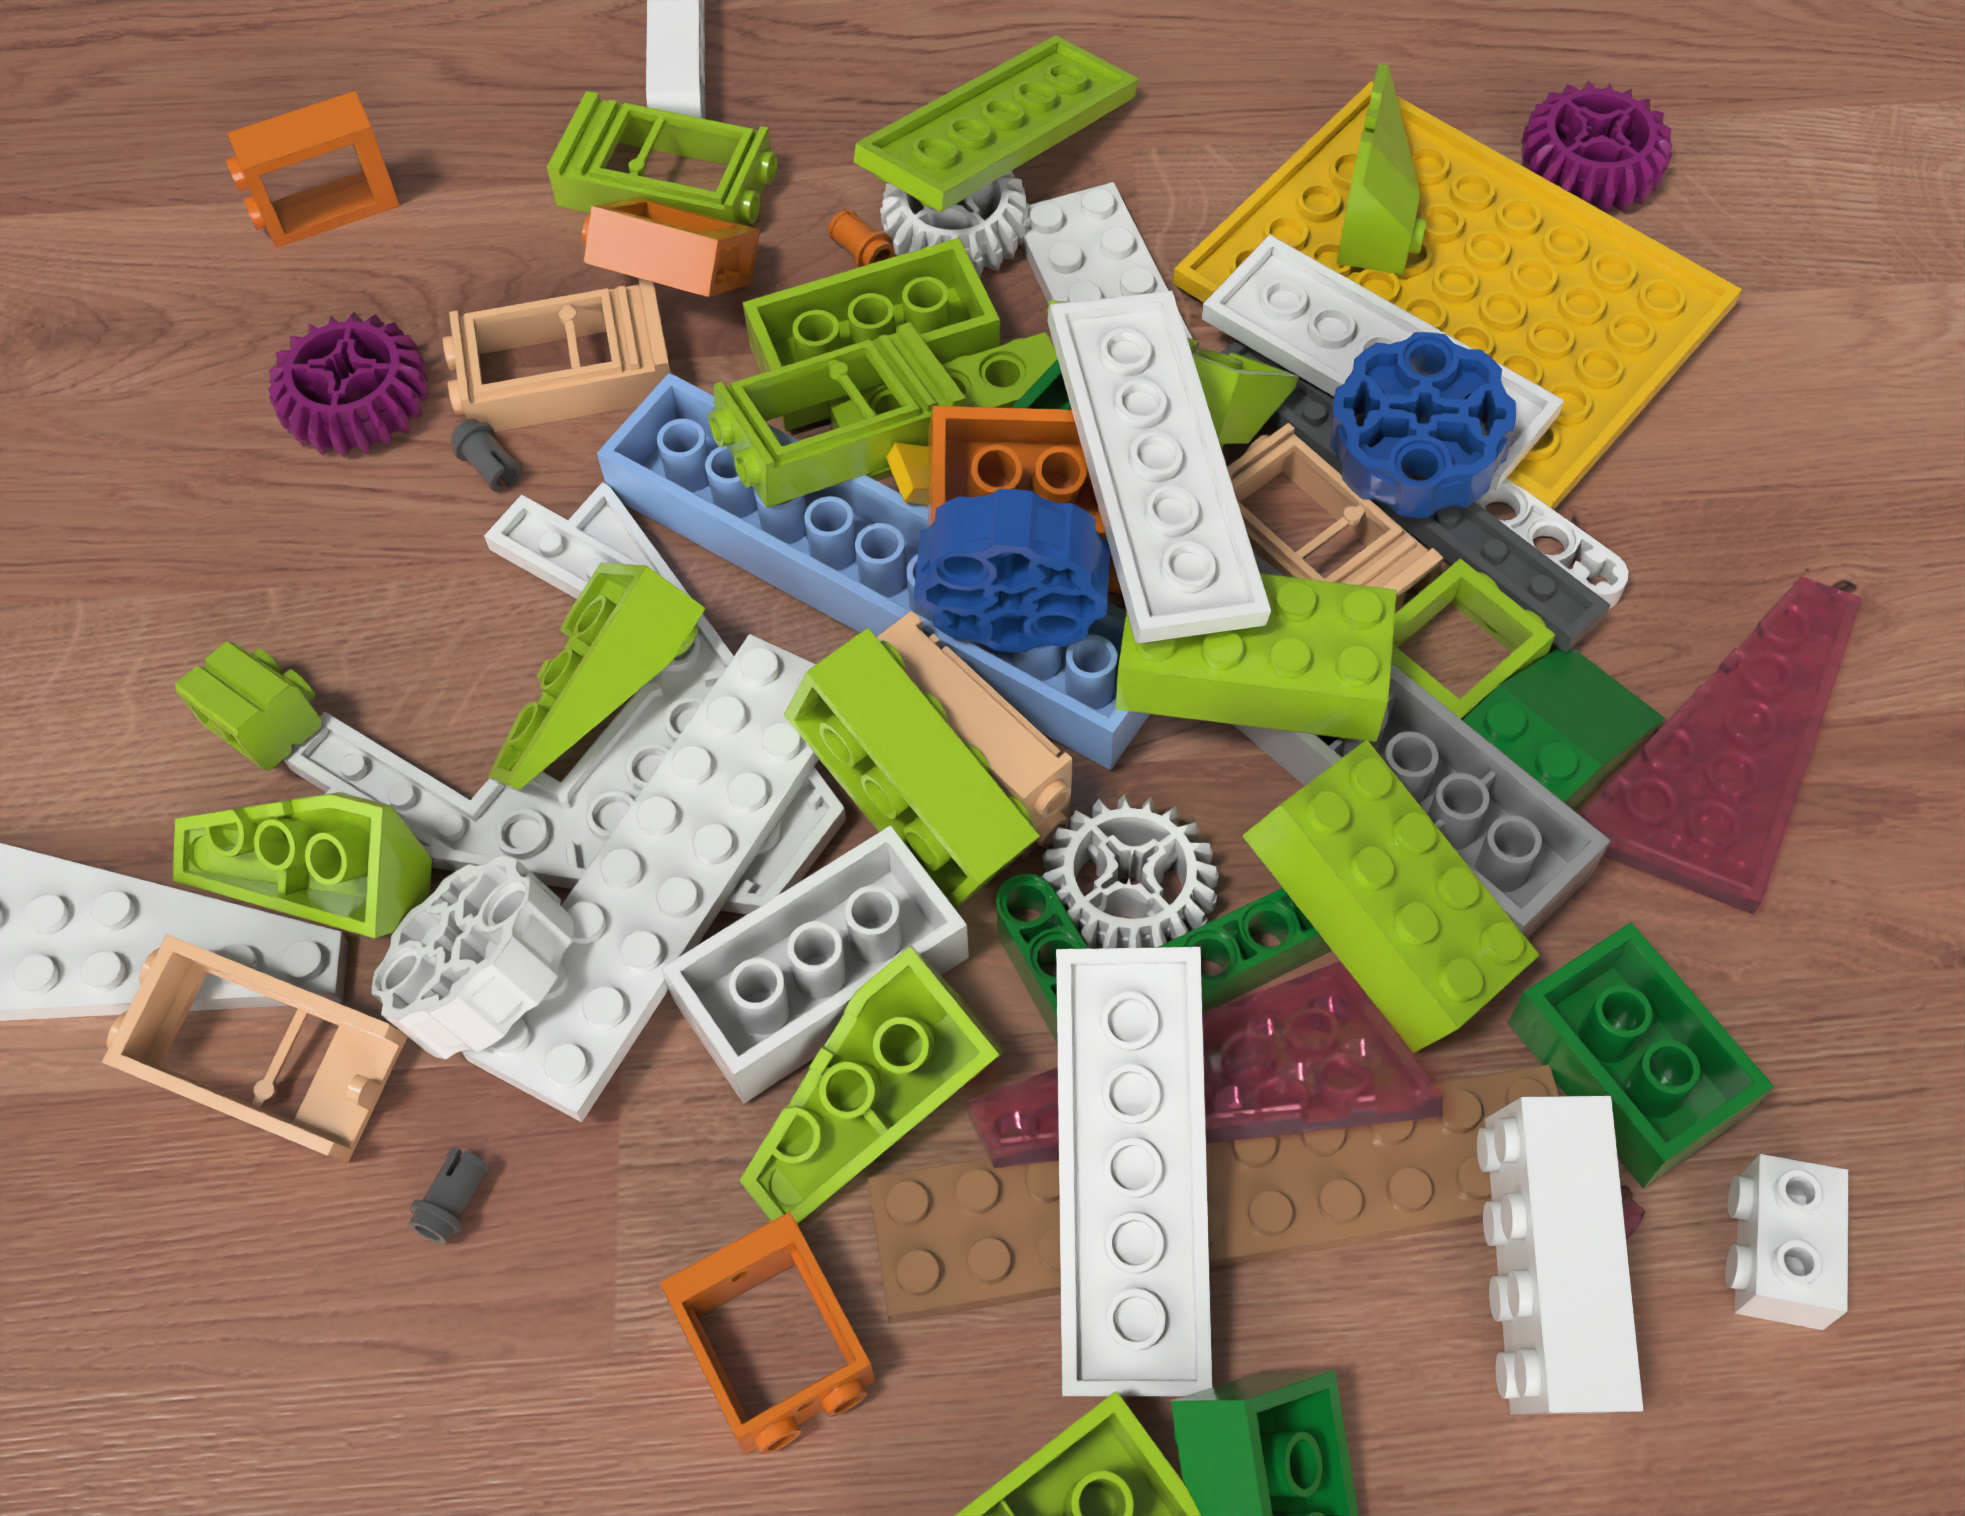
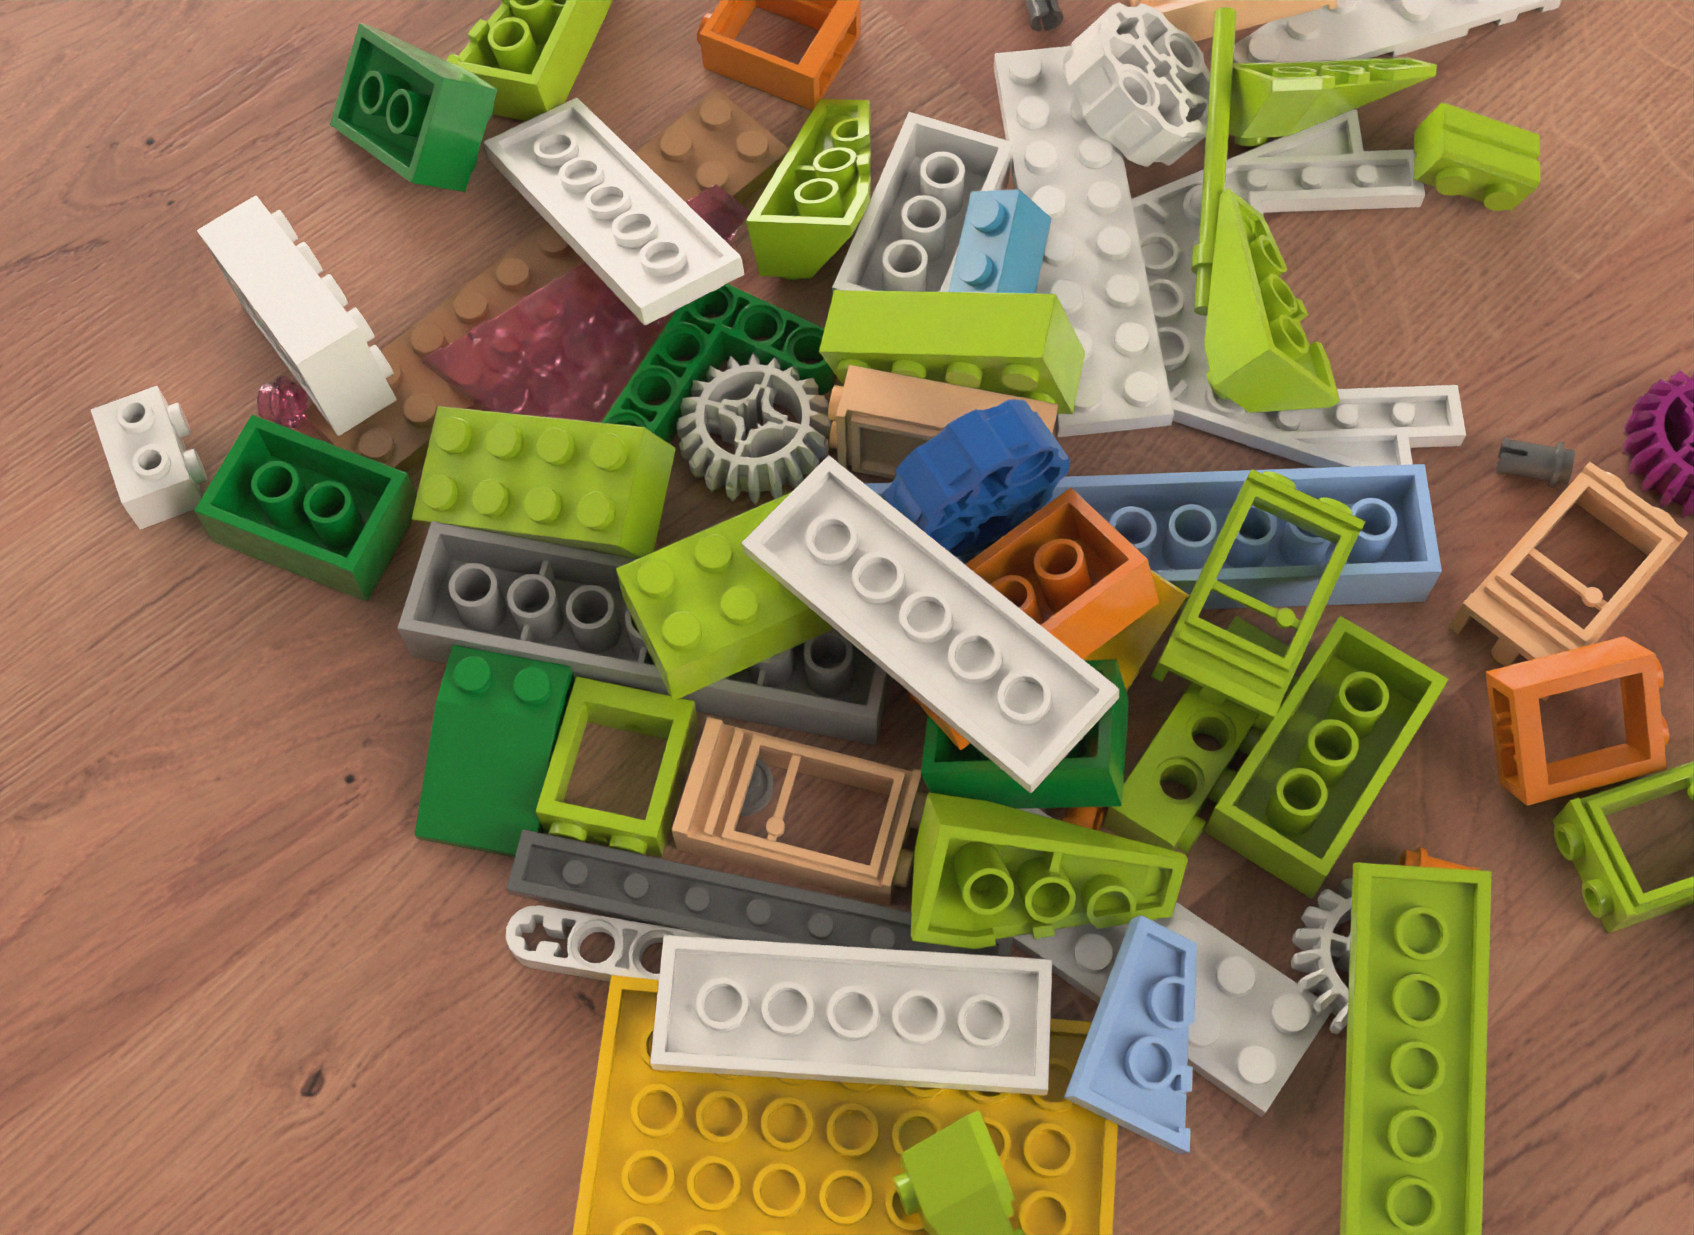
camera: 145 degrees right, 5 degrees up
(578, 761) = (1215, 152): none -> lime bar
(781, 852) = (1000, 244): none -> dark azure brick
(1175, 239) = (1138, 1040): none -> light blue wing
(1422, 424) = (796, 927): blue connector -> none
(1726, 768) = (342, 809): clear pink wing -> none

